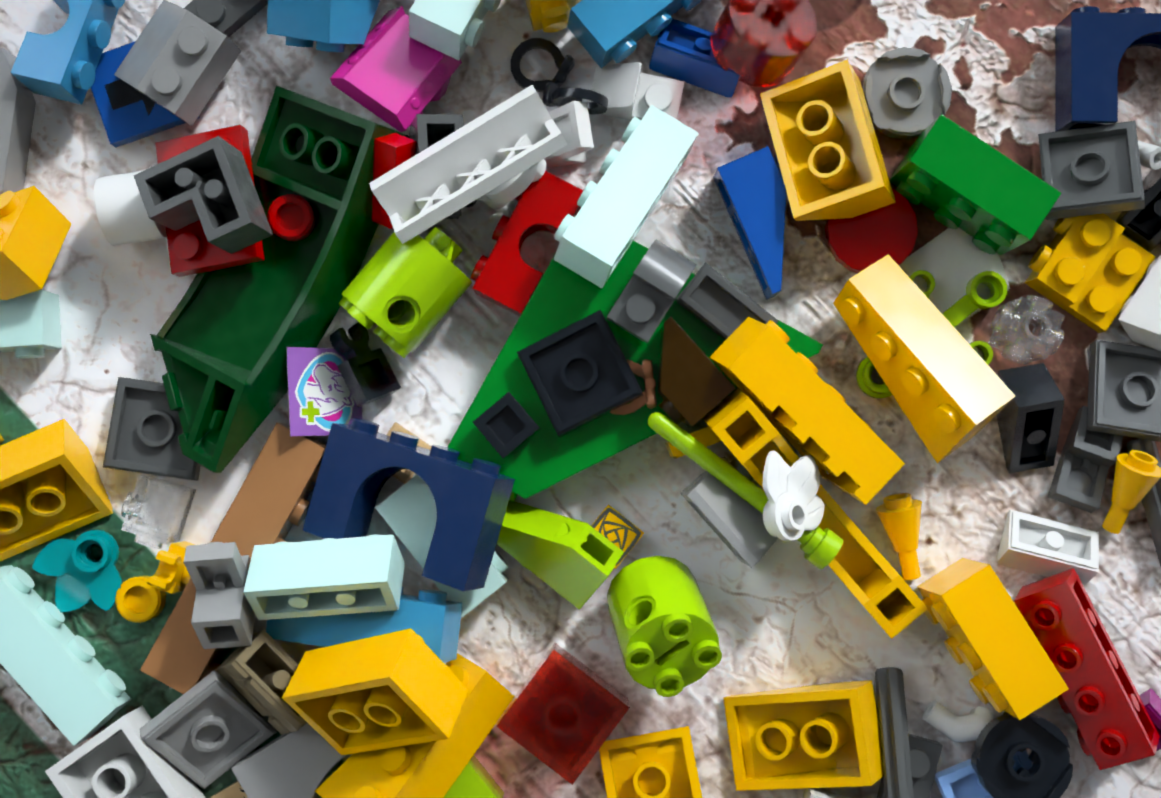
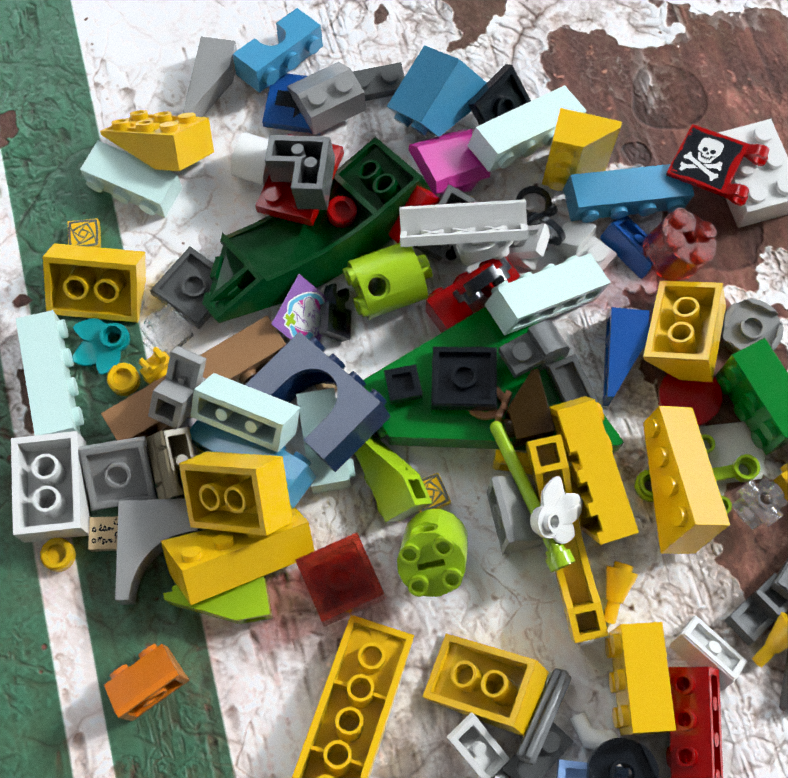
camera: 25 degrees right, 15 degrees down
(535, 231) = (487, 276): none -> black plate
(1031, 419) = (734, 560): black slope -> none

